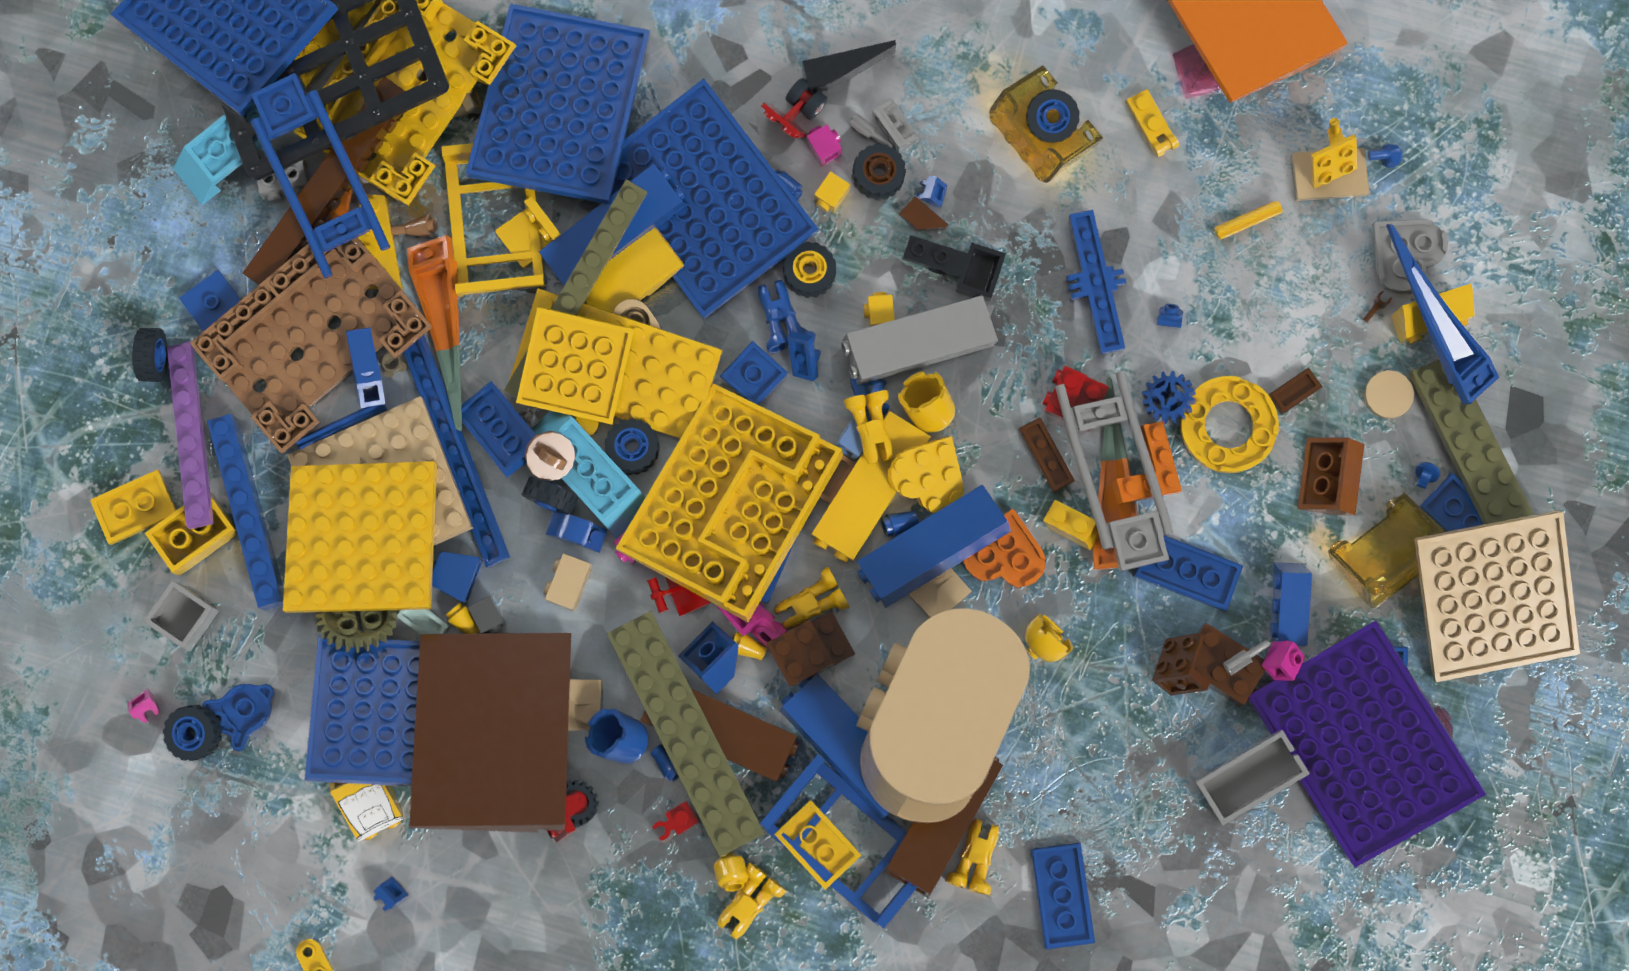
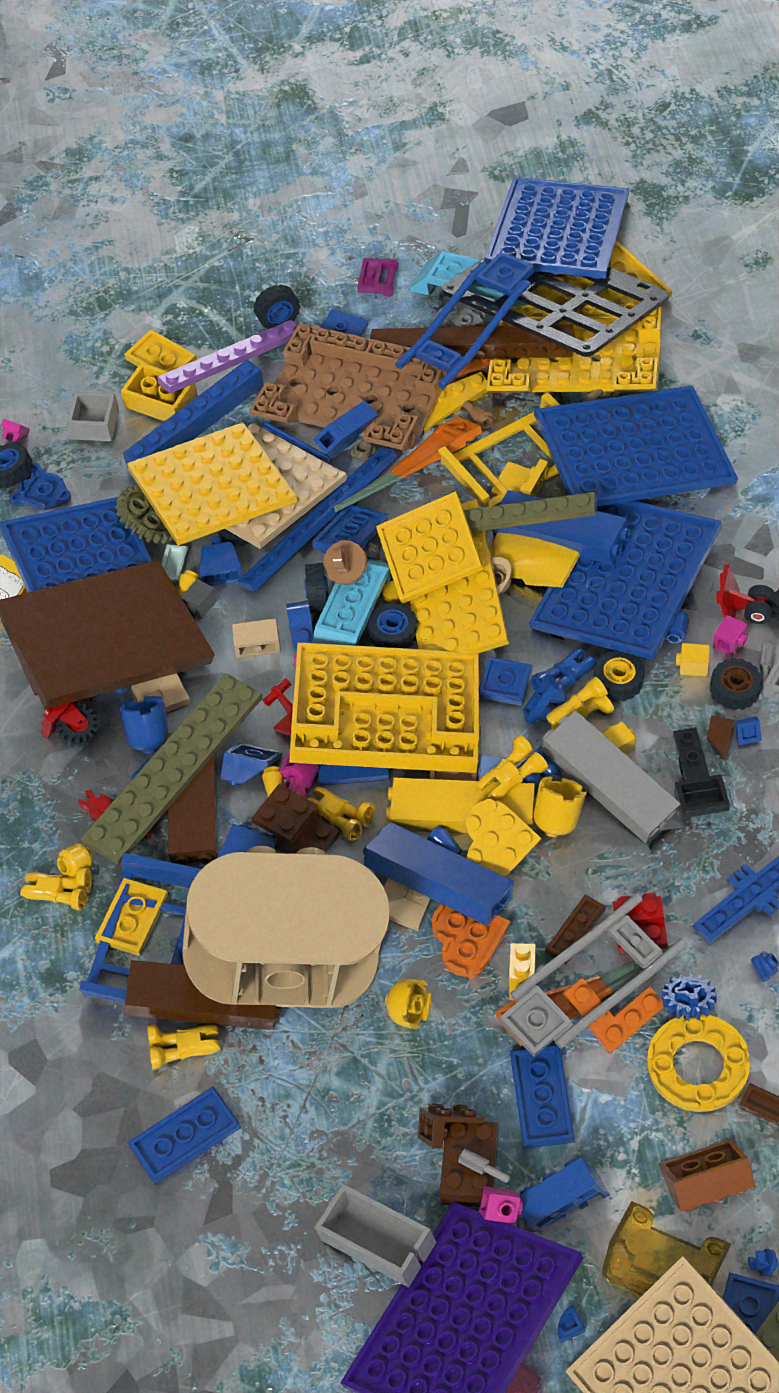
camera: 70 degrees right, 25 degrees down
(156, 233) = (371, 275): none -> magenta plate
(827, 334) = (588, 699): none -> yellow piece

